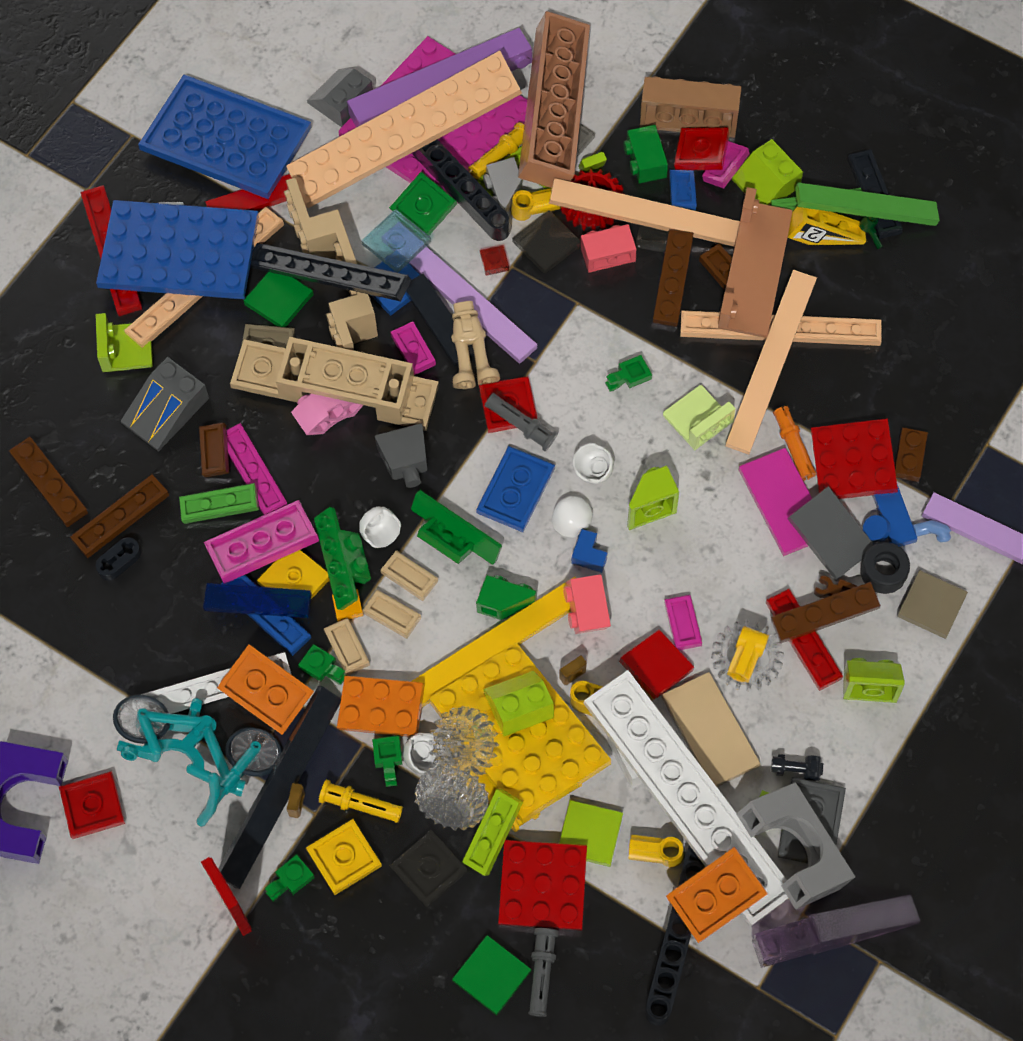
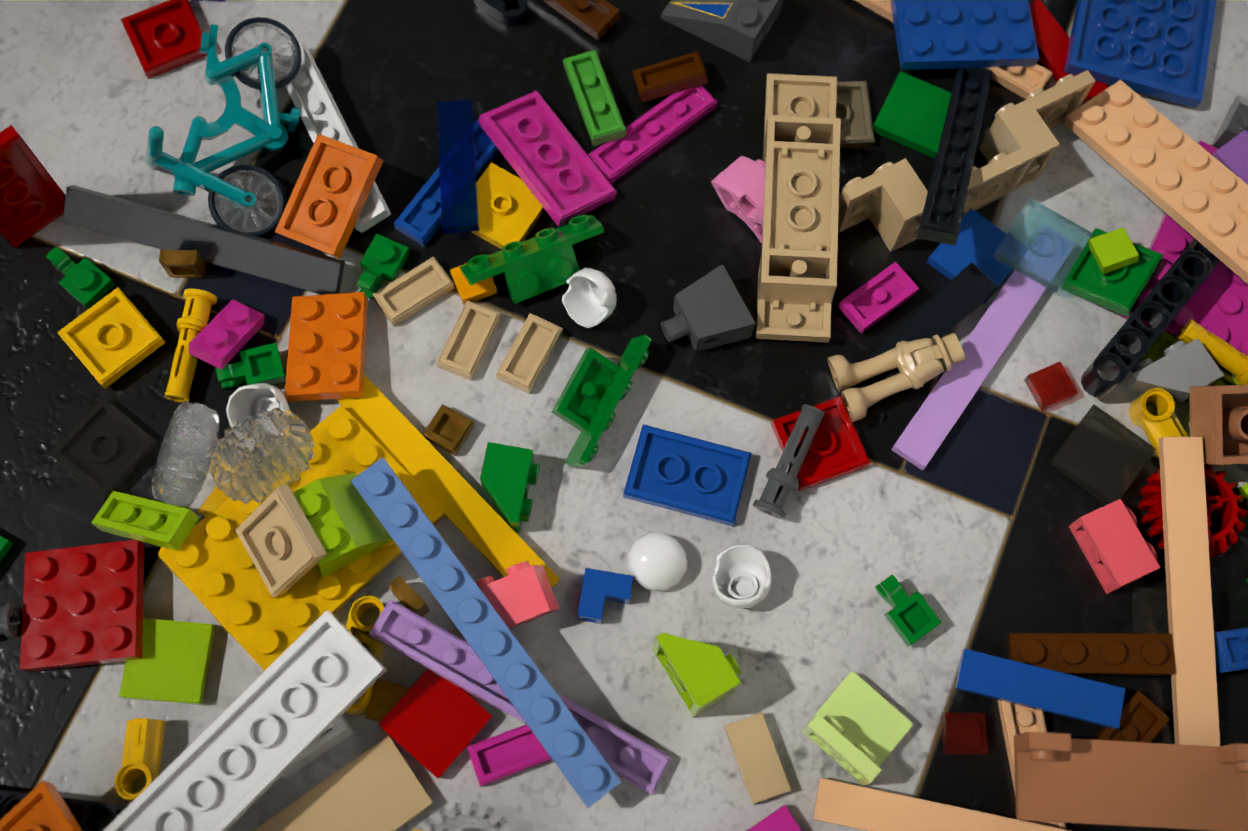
camera: 75 degrees right, 5 degrees up
(359, 772) = (226, 334): none -> dark pink plate
(411, 199) = (1113, 250): none -> lime tile
(456, 635) = (449, 429): none -> pearl gold tile
(530, 729) = (280, 541): none -> tan tile
(603, 618) = (487, 633): none -> medium blue plate
(648, 609) = (460, 665): none -> lavender tile
(690, 309) = (1040, 689): none -> blue tile
(708, 478) = (757, 758): none -> tan tile
(710, 358) = (964, 734): none -> clear red plate

